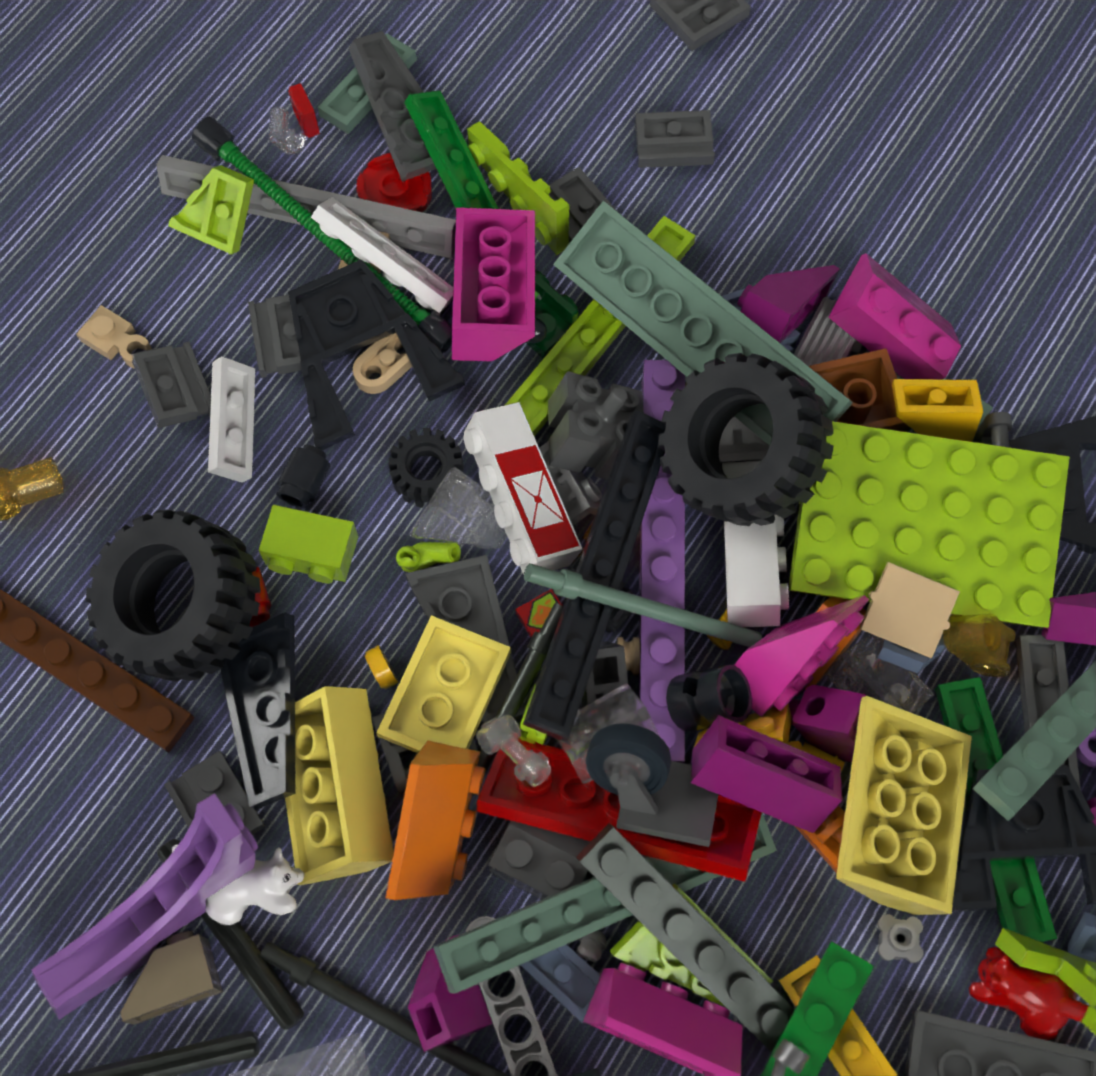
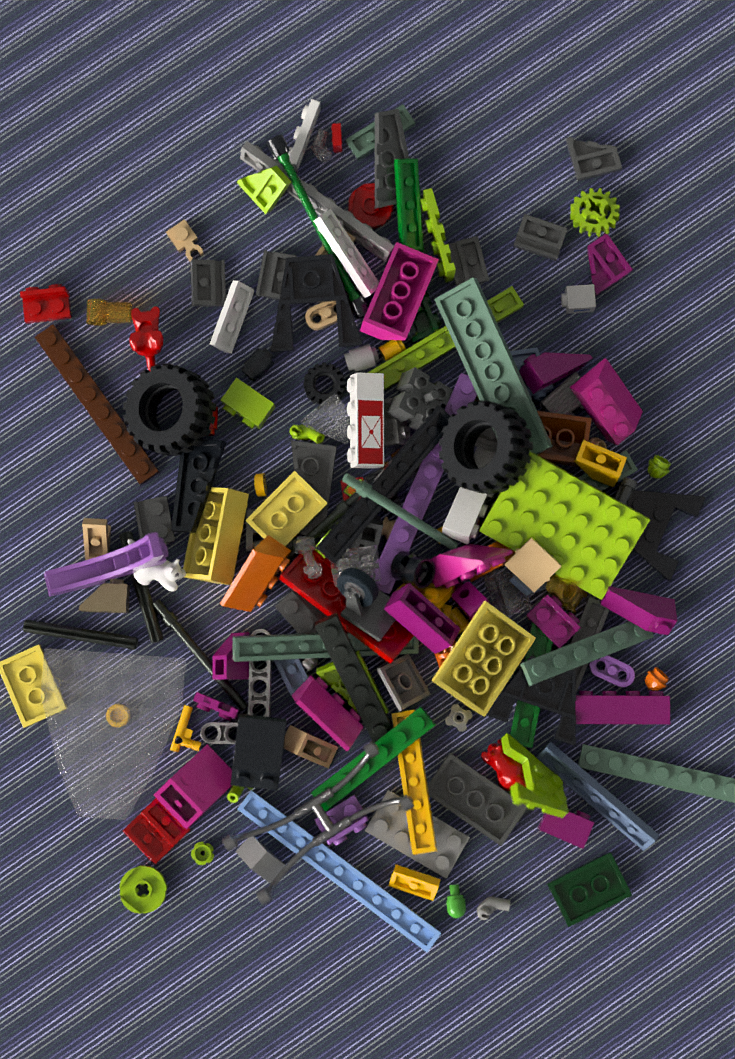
camera: 25 degrees right, 15 degrees up
(96, 496) = (147, 337): none -> red animal
(111, 868) = (96, 537): none -> tan slope
(250, 119) = (303, 133): none -> white plate
(470, 398) = (361, 358): none -> light grey brick
(513, 373) = (391, 349): none -> yellow piece
(740, 75) = (594, 213): none -> lime gear
(773, 916) = (403, 682): none -> light grey slope
(775, 198) = (579, 299): none -> light grey brick
(791, 140) = (606, 264): none -> magenta wing
(985, 695) = (553, 620): none -> magenta bracket
(1021, 393) = (658, 467): none -> lime plate

